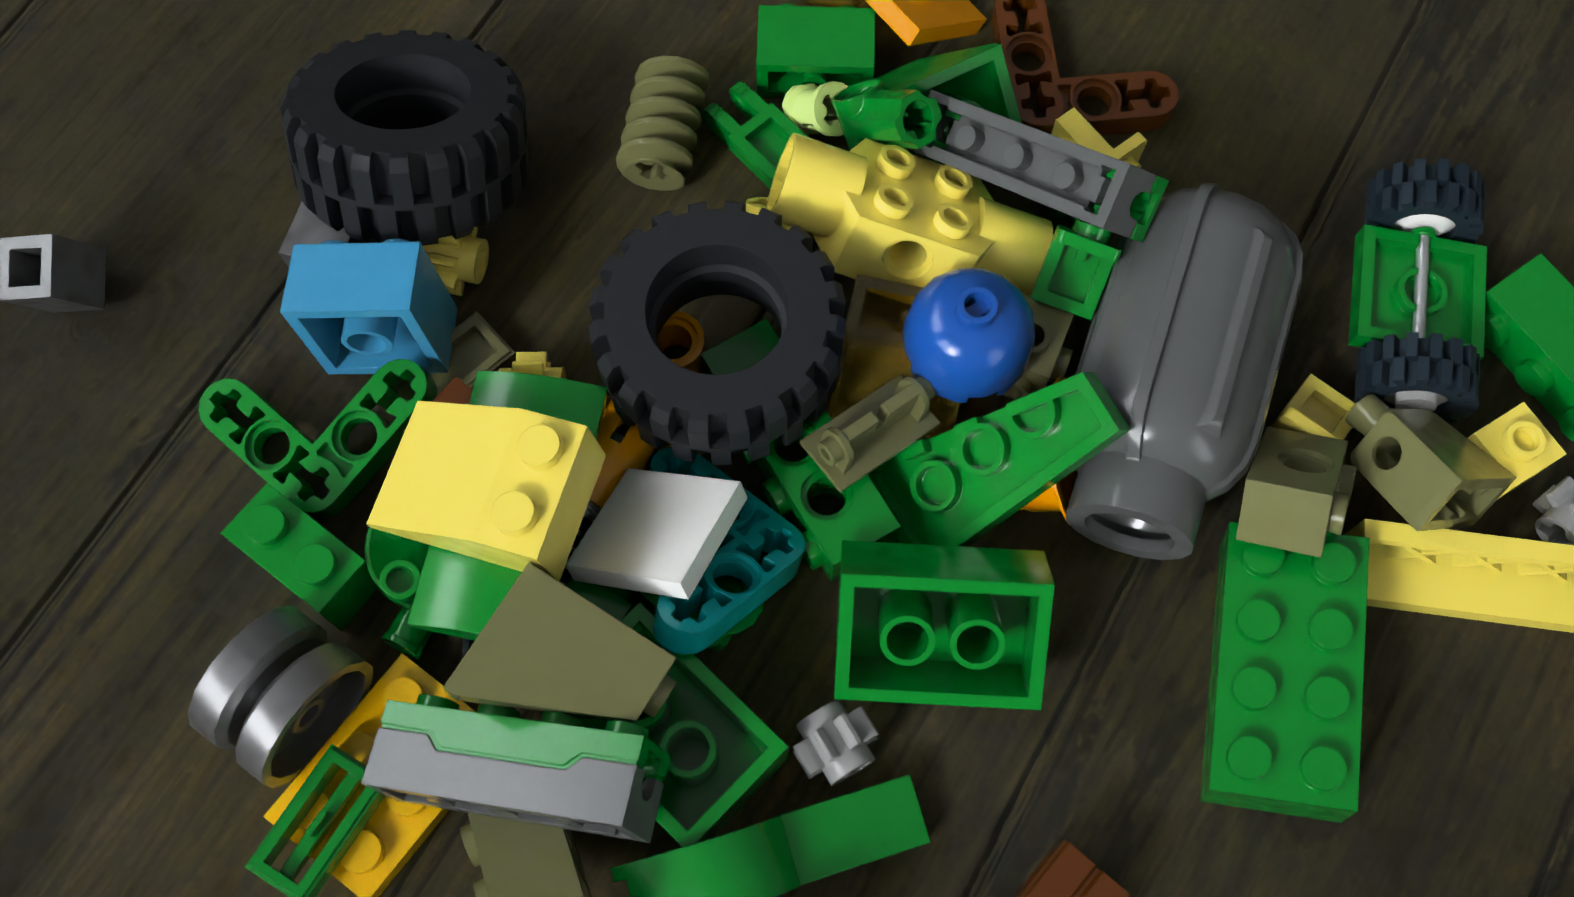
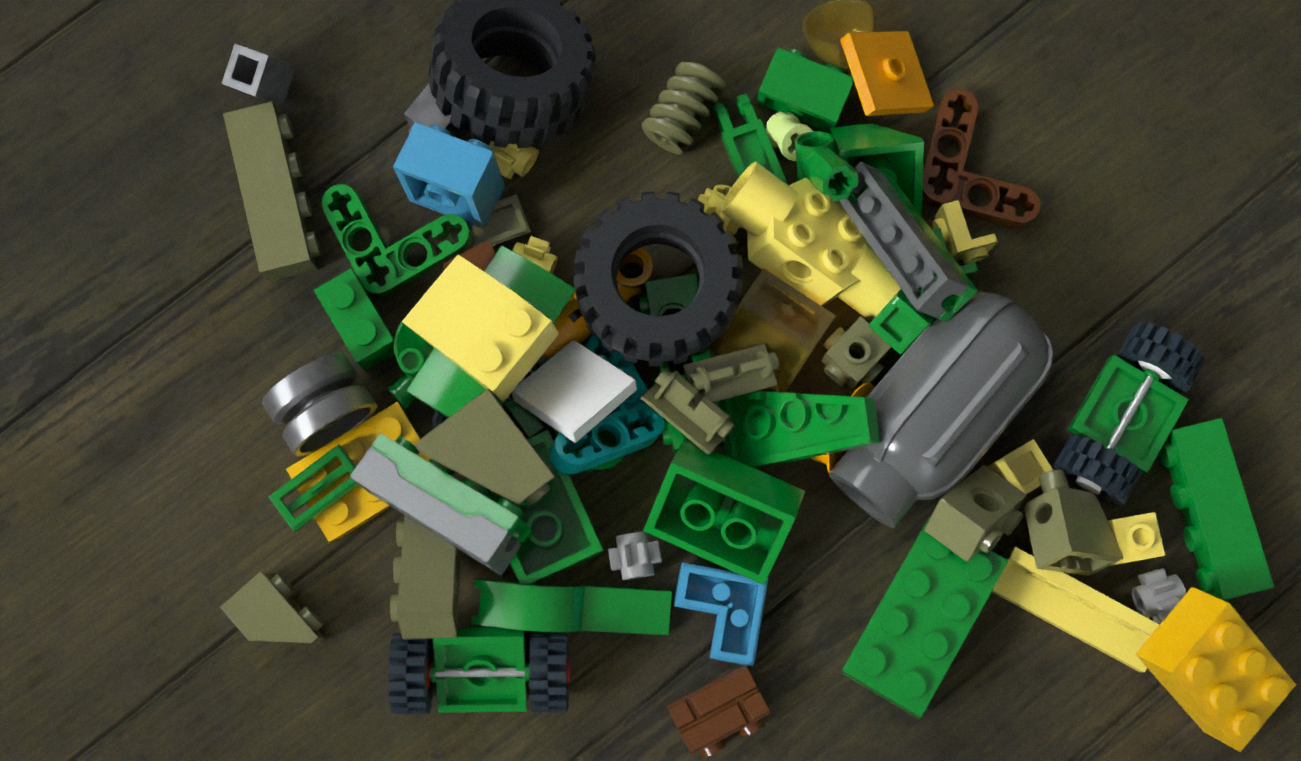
camera: 20 degrees right, 10 degrees up
(120, 428) = (271, 191): none -> olive brick
(805, 491) = (673, 400): none -> olive hinge
(969, 334) = (799, 343): blue cylinder -> none
(1011, 754) = (734, 600): none -> dark azure brick

